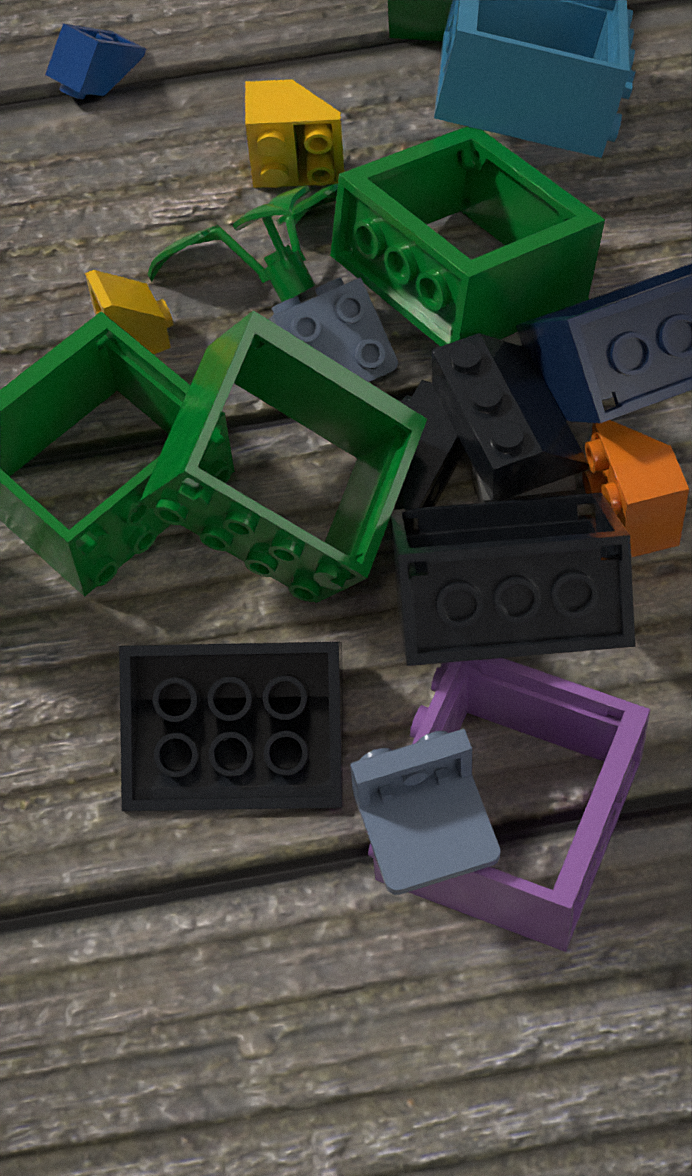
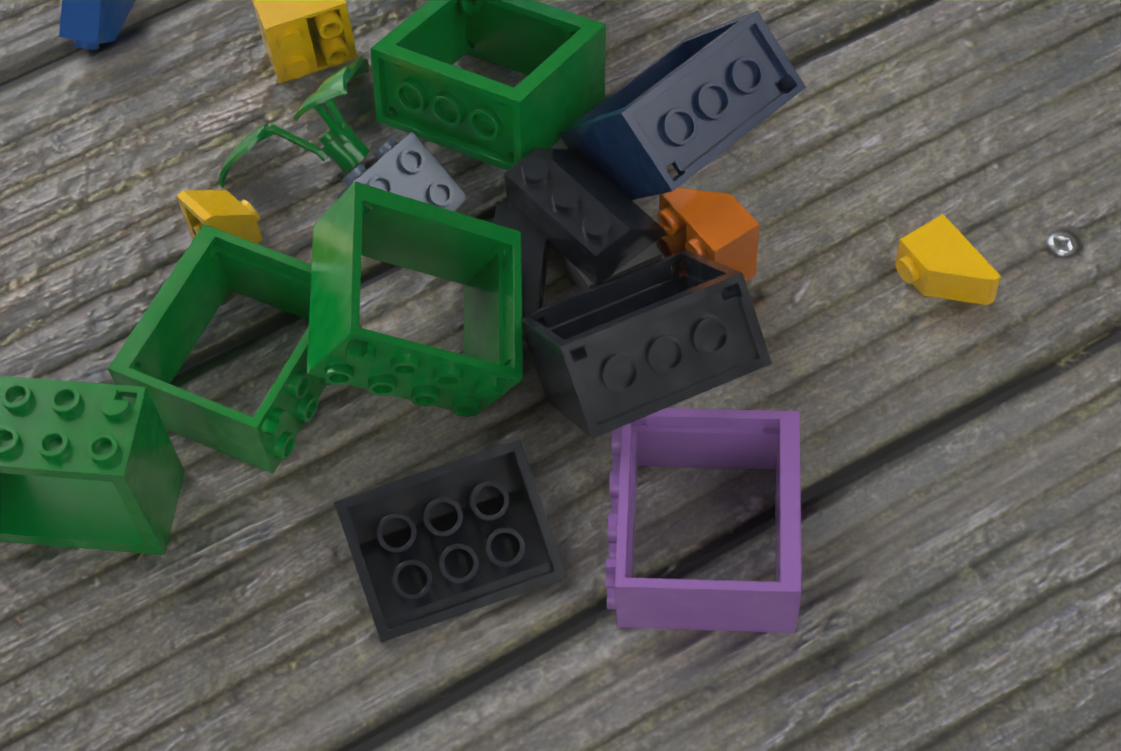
camera: 20 degrees left, 0 degrees up
(424, 811) = (655, 553): sand blue bracket -> none

